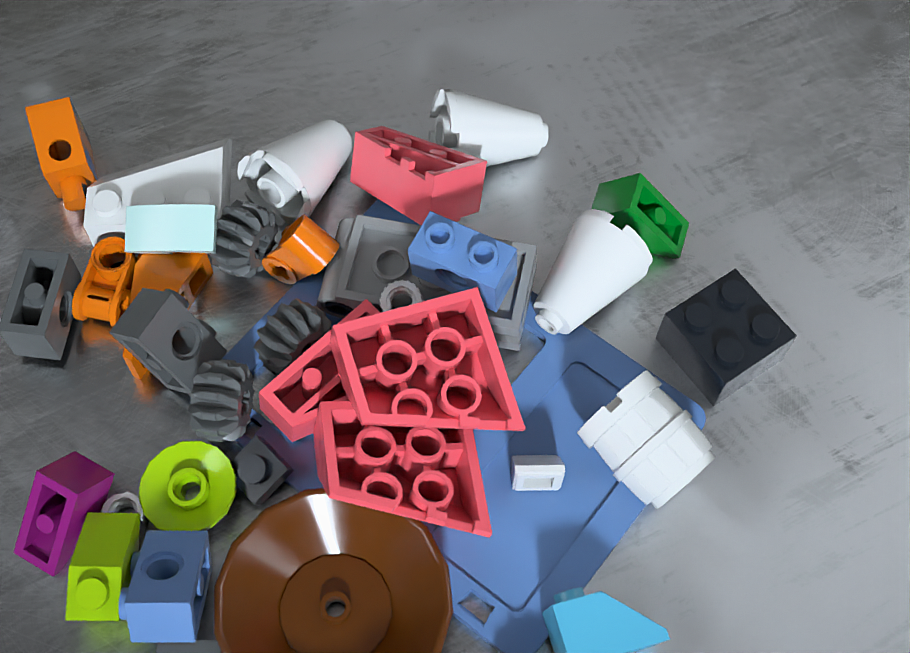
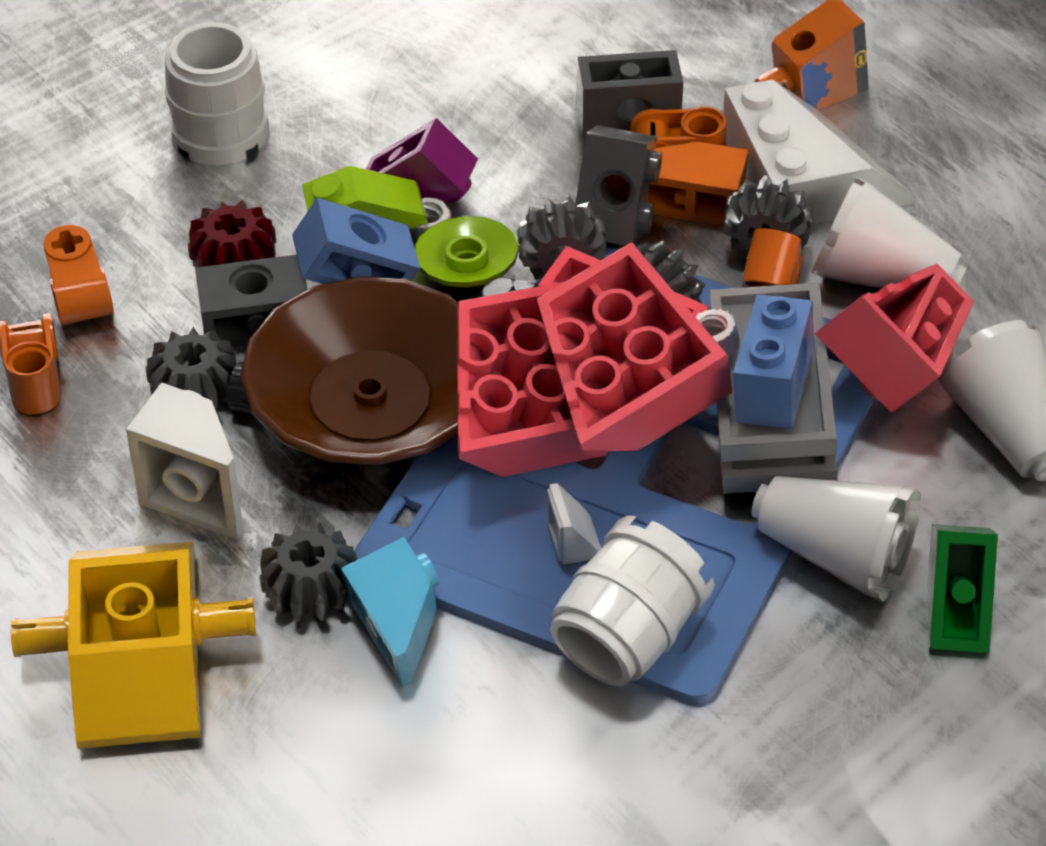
camera: 80 degrees right, 15 degrees down
(171, 228) = (740, 146): light aqua slope -> none
(724, 336) = (814, 688): black brick -> none

